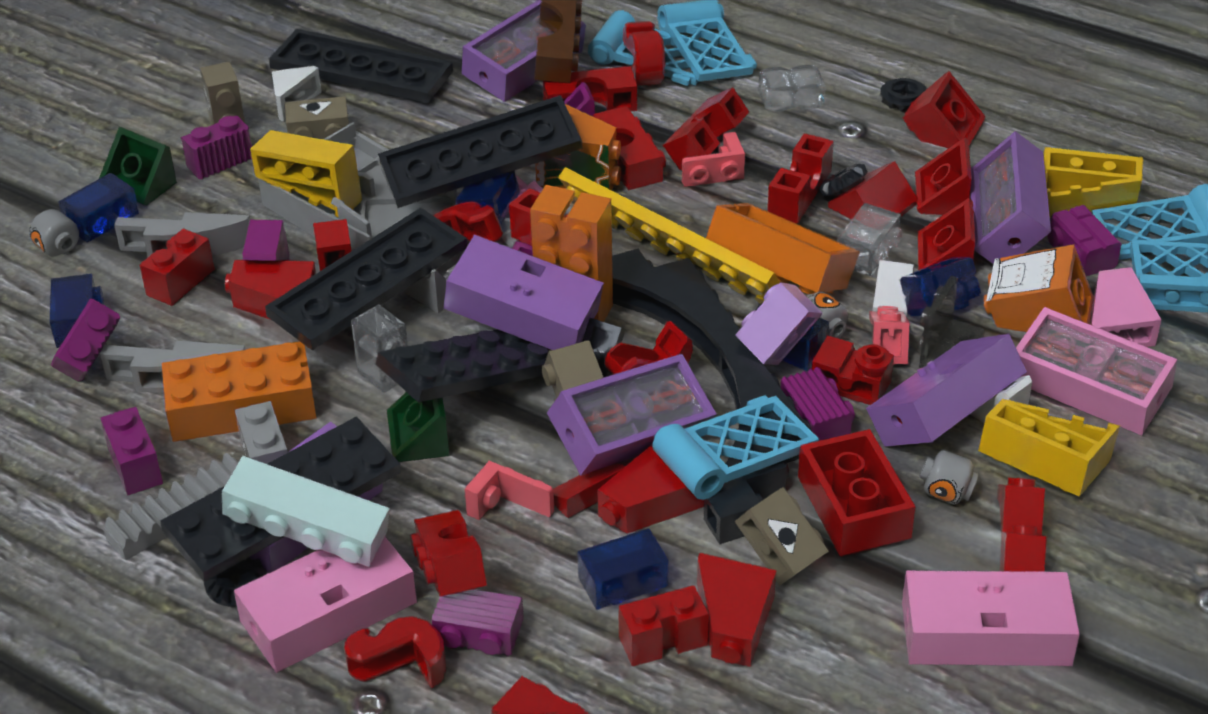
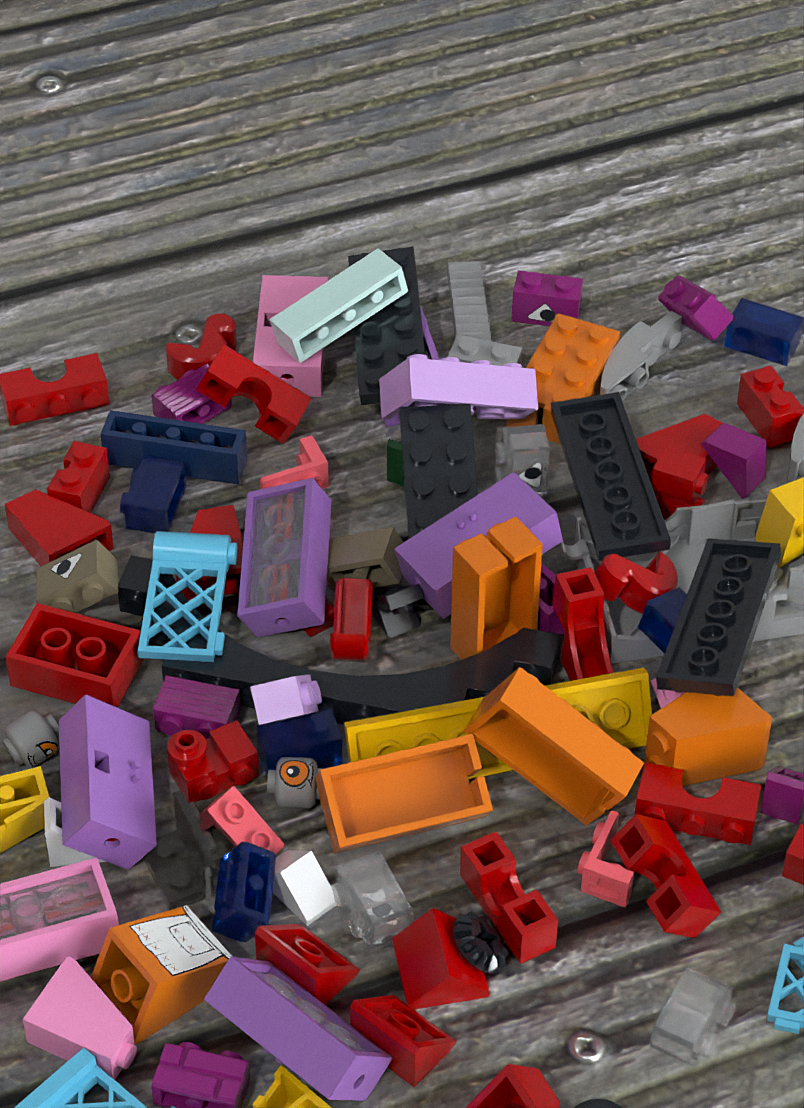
camera: 125 degrees right, 5 degrees up
(363, 383) = (489, 389): none -> lavender wedge
(561, 581) = (207, 450): none -> dark blue brick
(679, 178) = (554, 746): none -> orange piece

